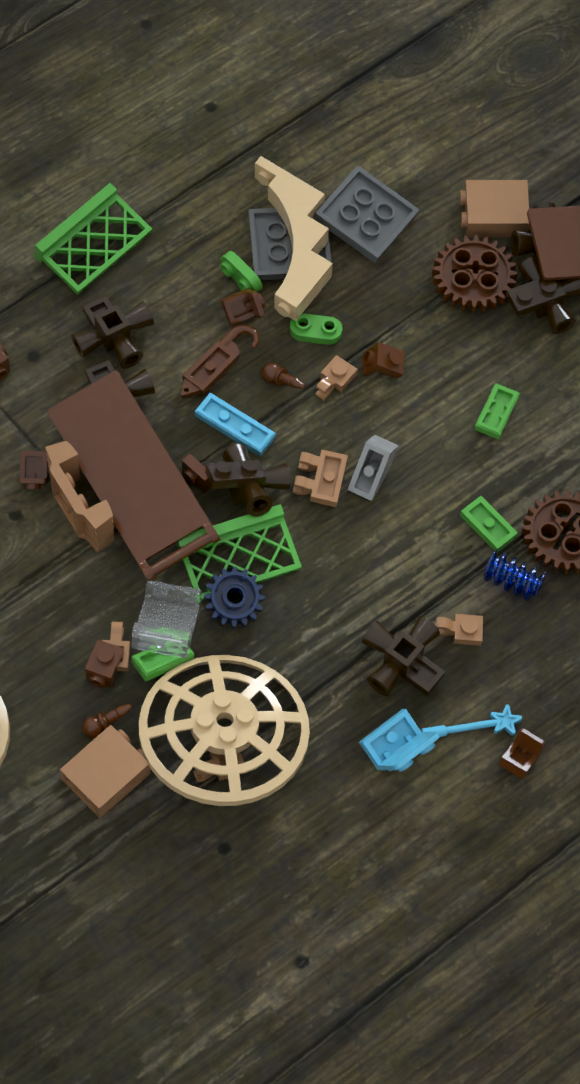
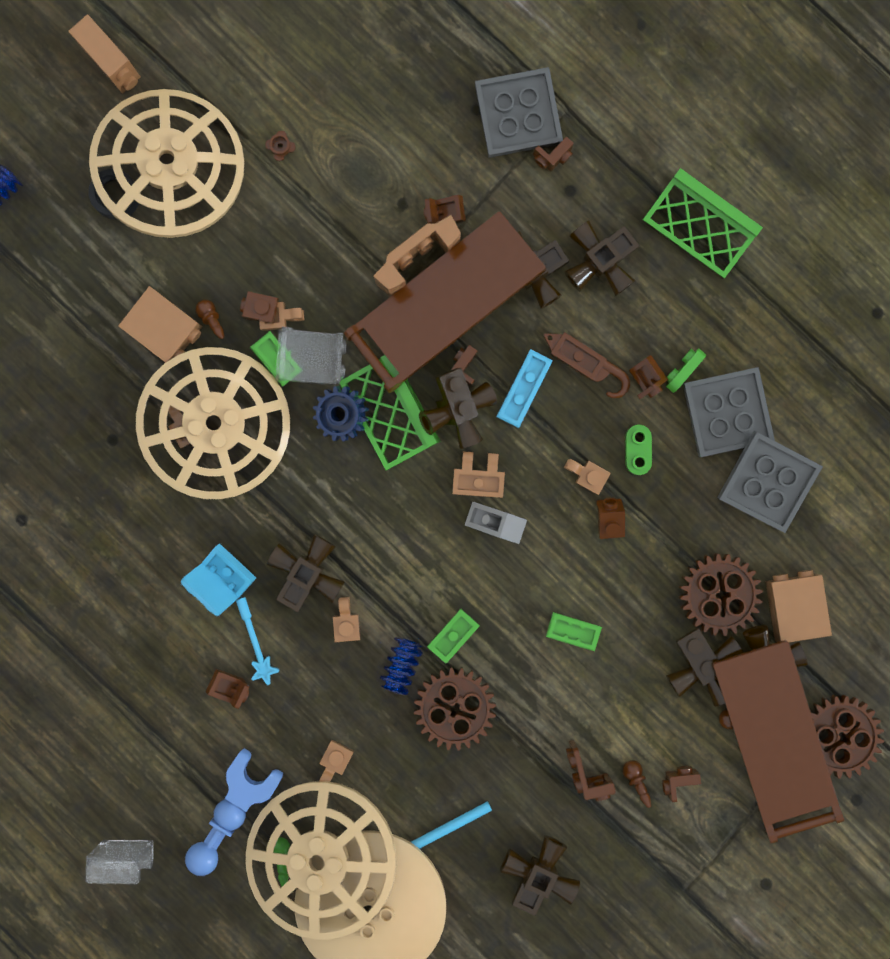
camera: 90 degrees right, 25 degrees up
(275, 374) = (583, 417): reddish brown bar -> none
(296, 206) = (764, 415): tan arch -> none

